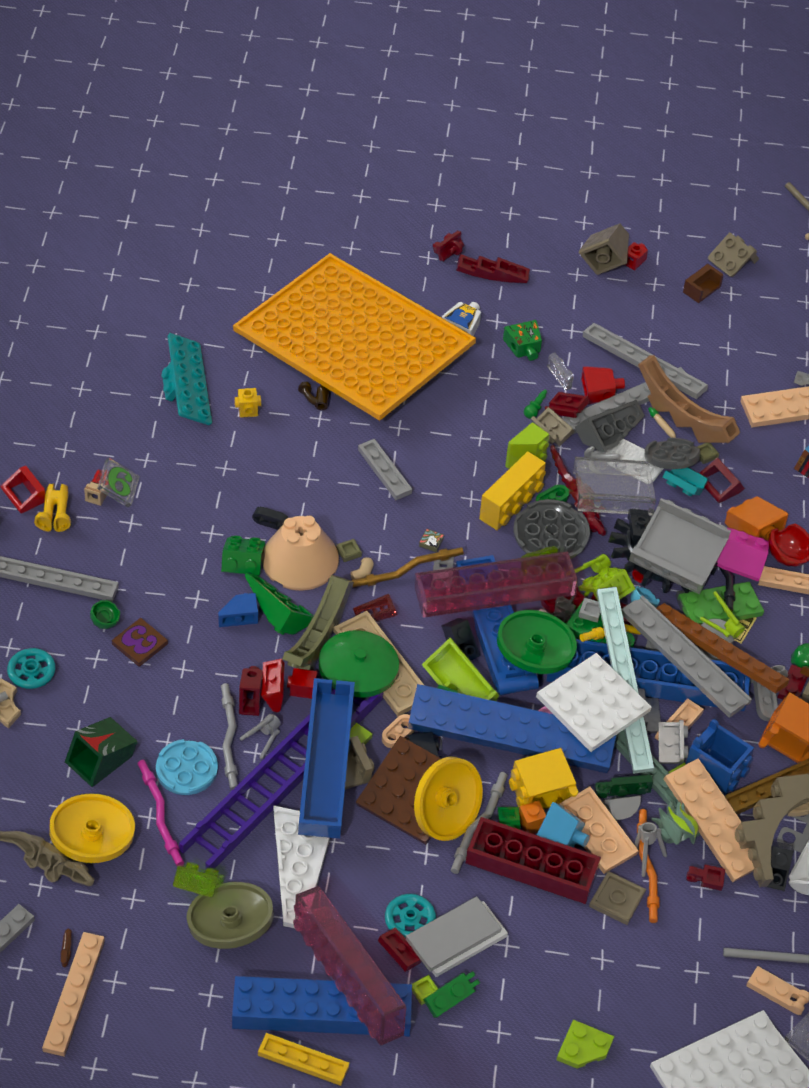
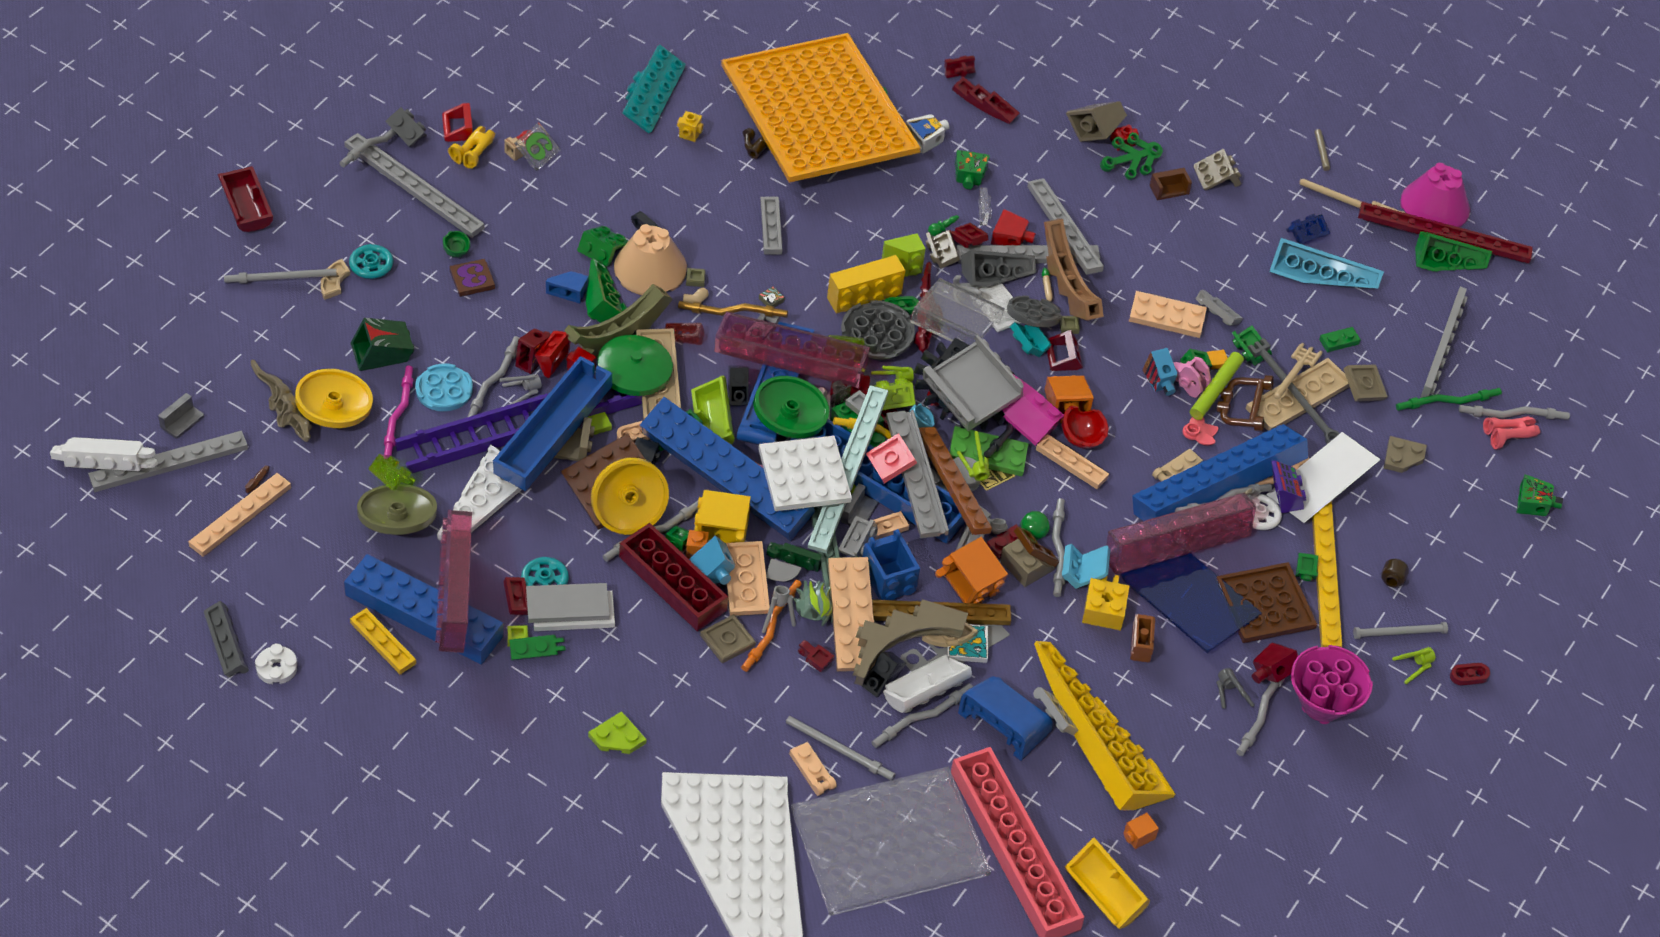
camera: 25 degrees right, 0 degrees up
(658, 651) = (891, 458): none -> coral plate
(667, 258) = (1134, 155): none -> green plant

